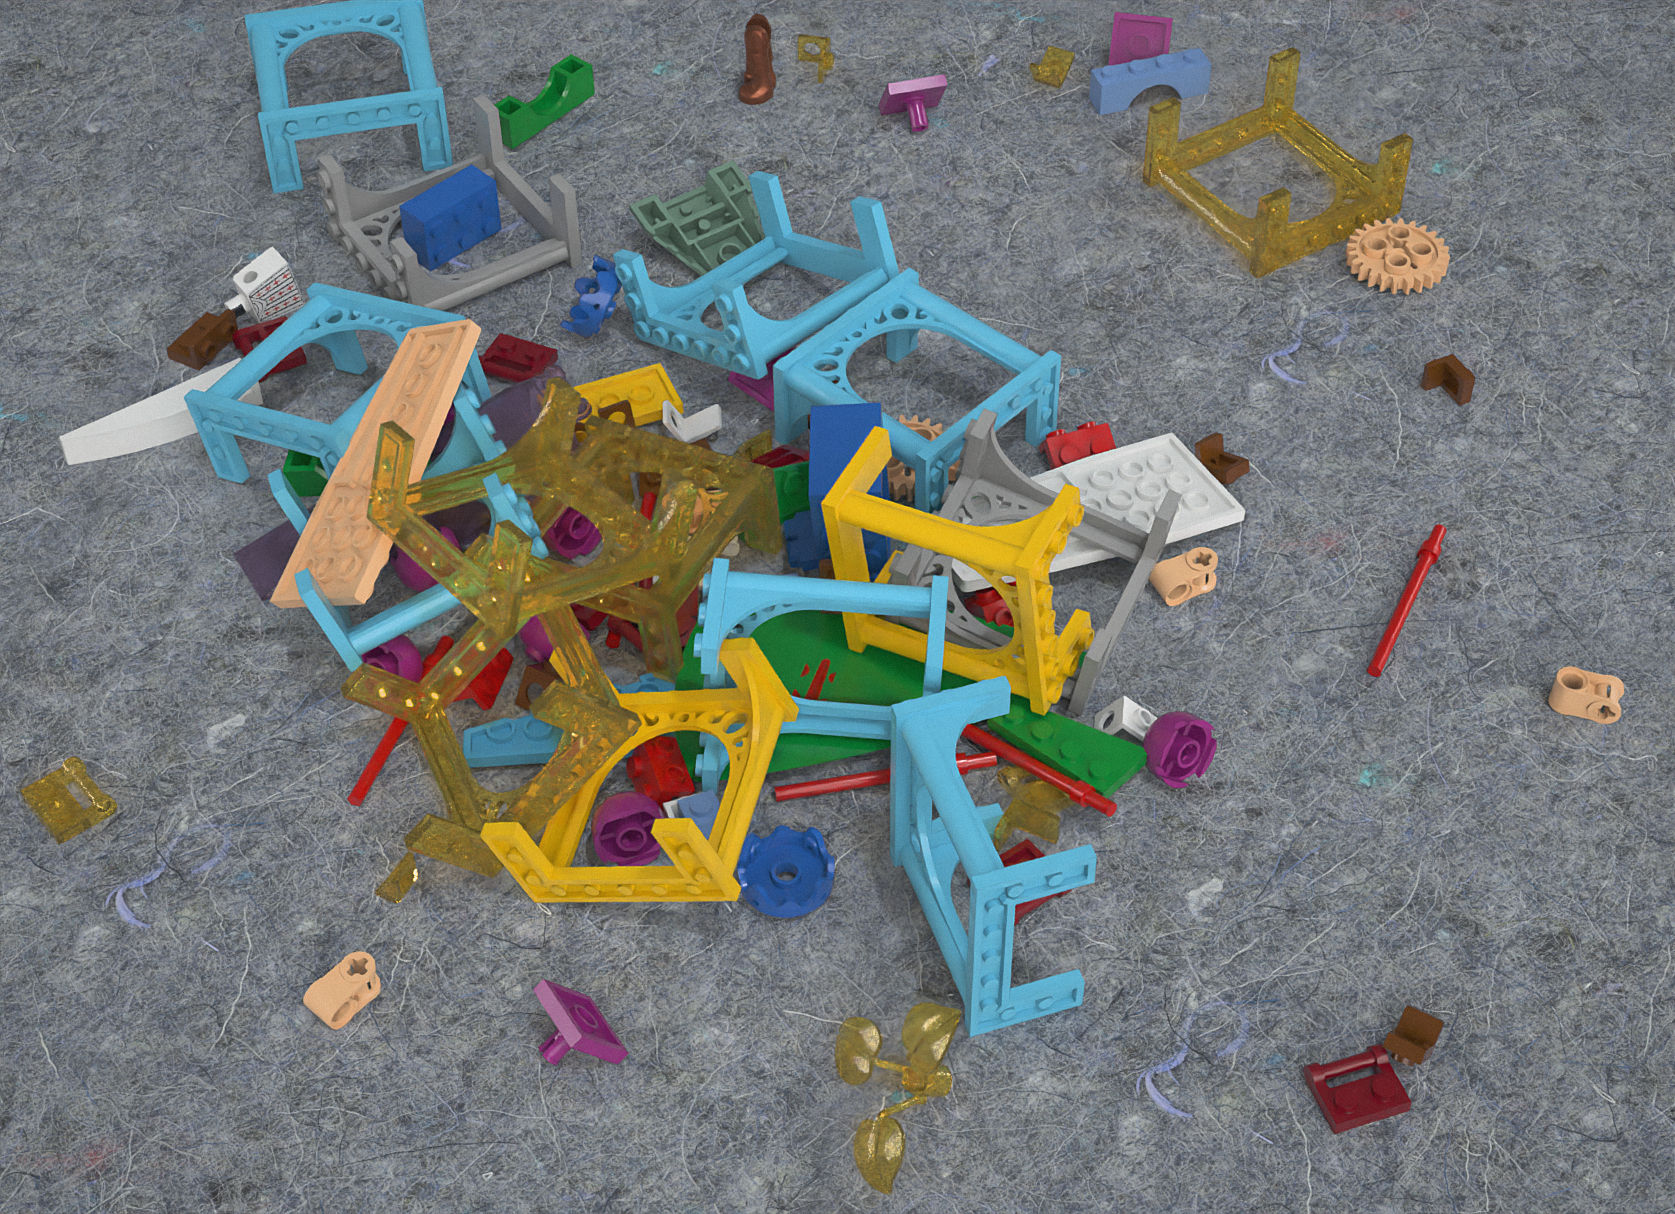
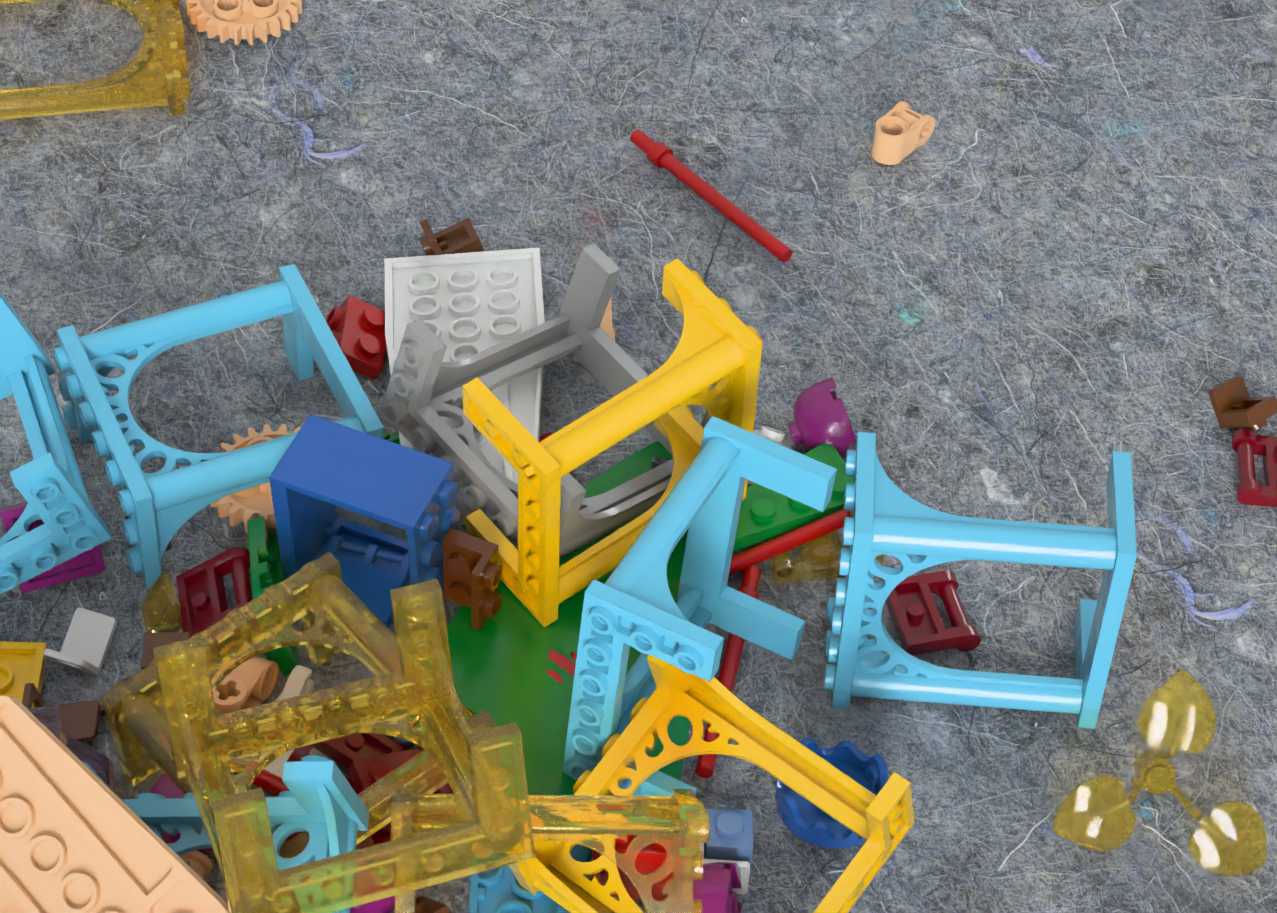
camera: 70 degrees left, 0 degrees up
(1451, 376) = (446, 39): reddish brown bracket -> none

